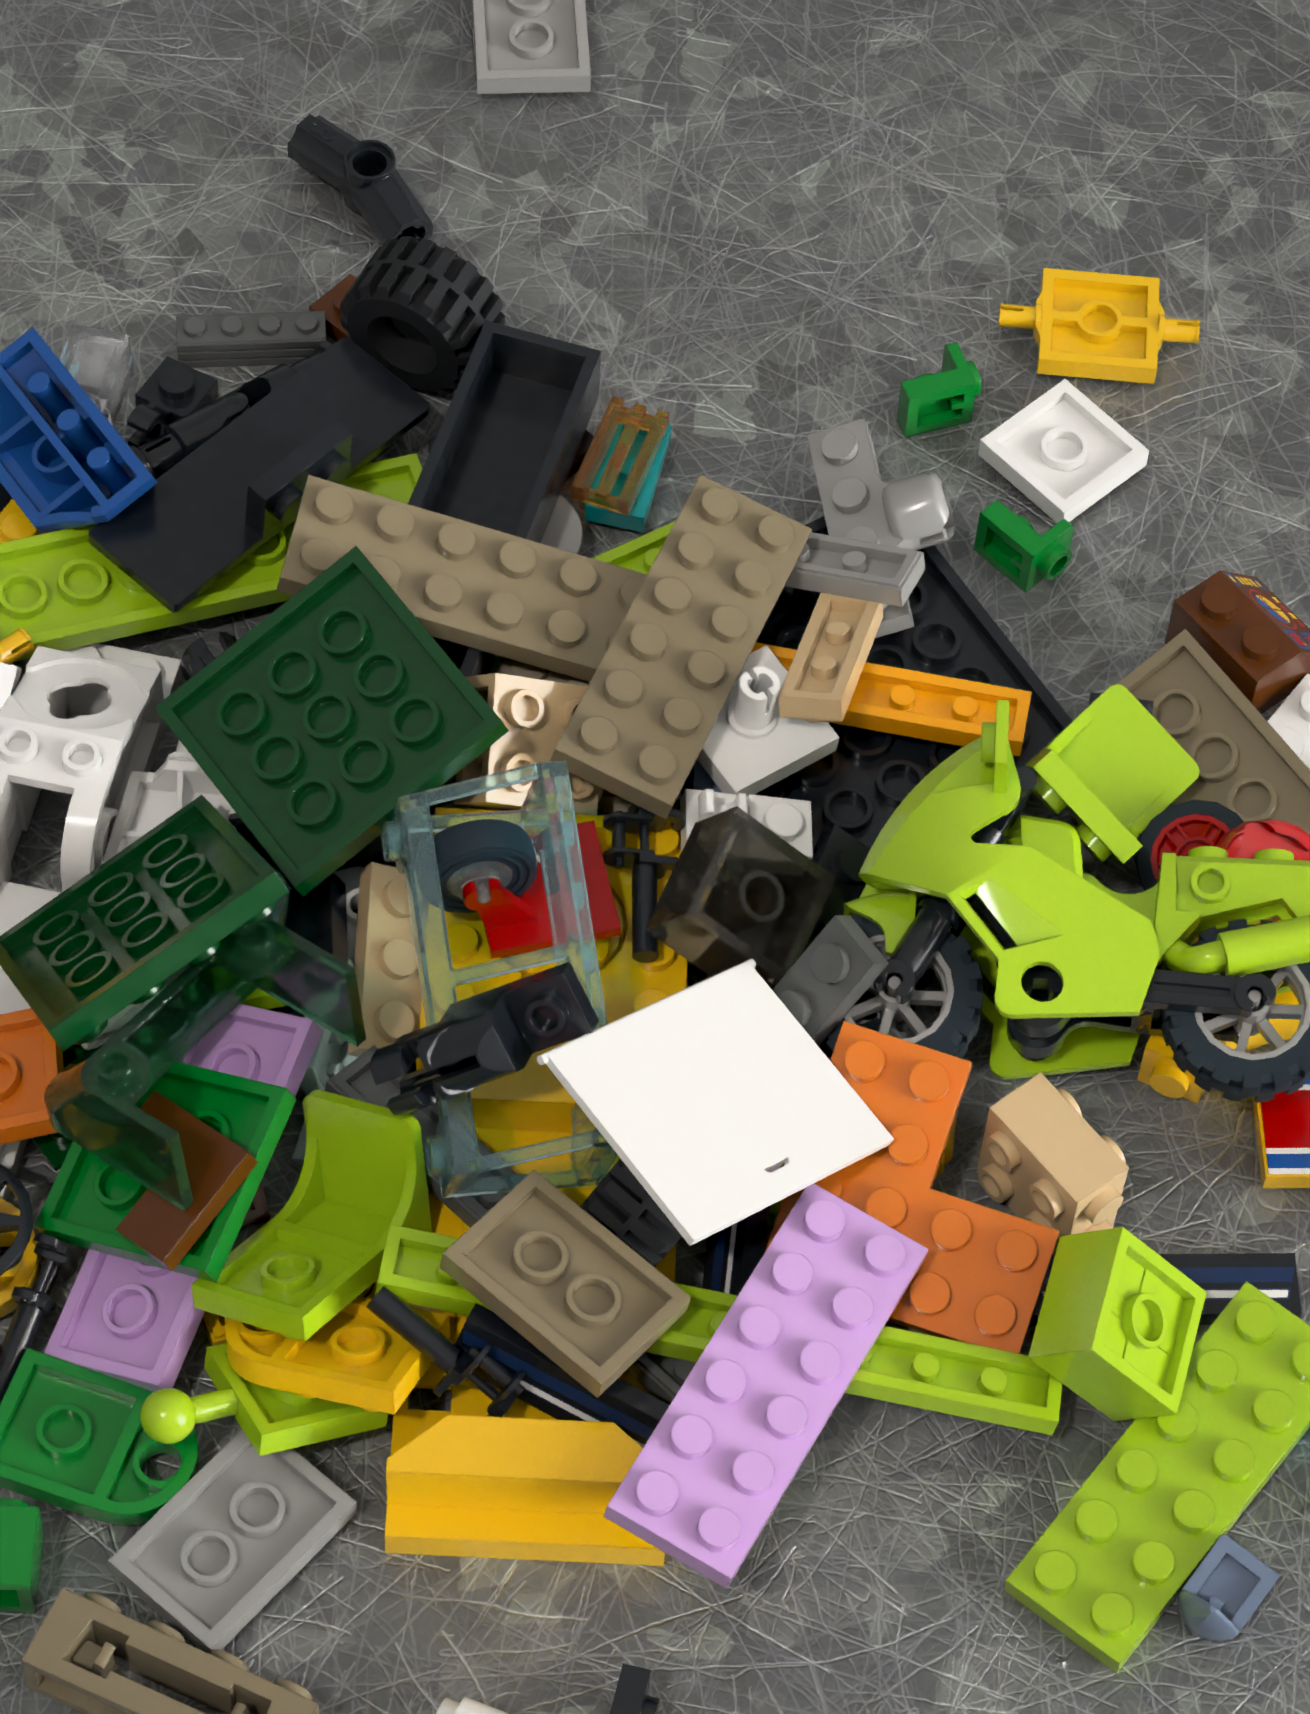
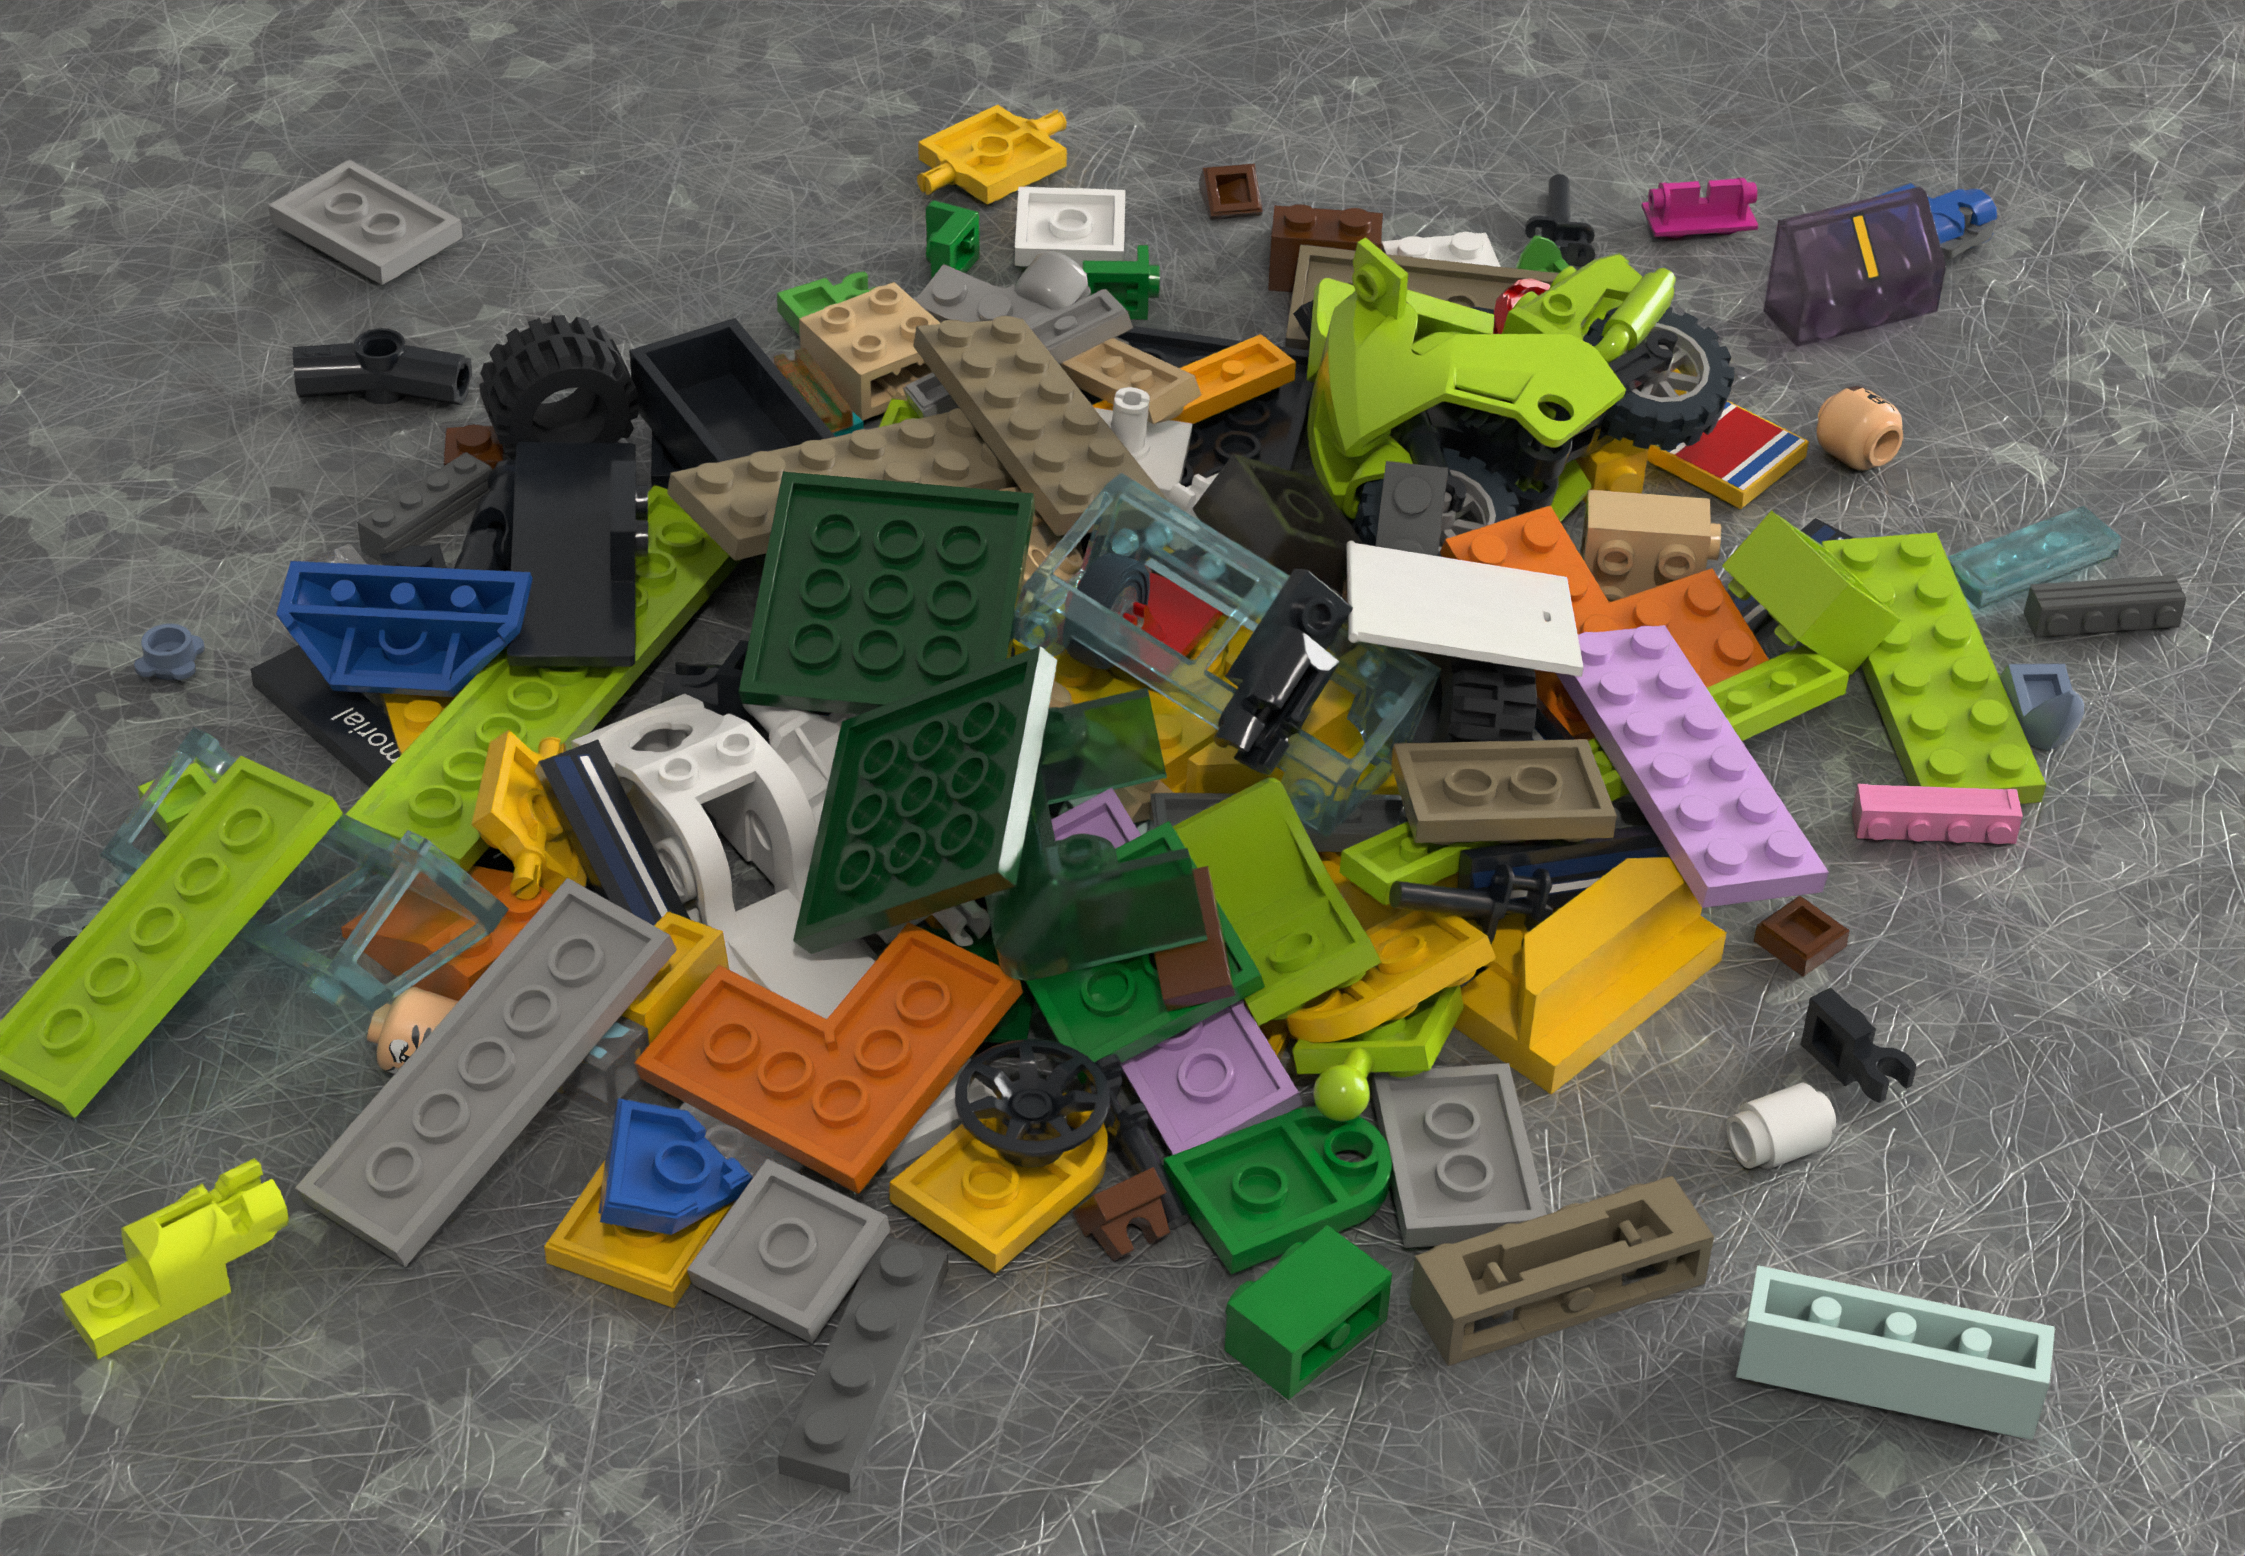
camera: 45 degrees left, 15 degrees down
(738, 442) = (868, 346): none -> tan brick
(745, 1609) = (1801, 936): none -> reddish brown tile
(766, 374) = (817, 295): none -> bright green plate
(994, 1605) = (1936, 814): none -> bright pink piece
(1253, 520) = (1230, 191): none -> reddish brown slope

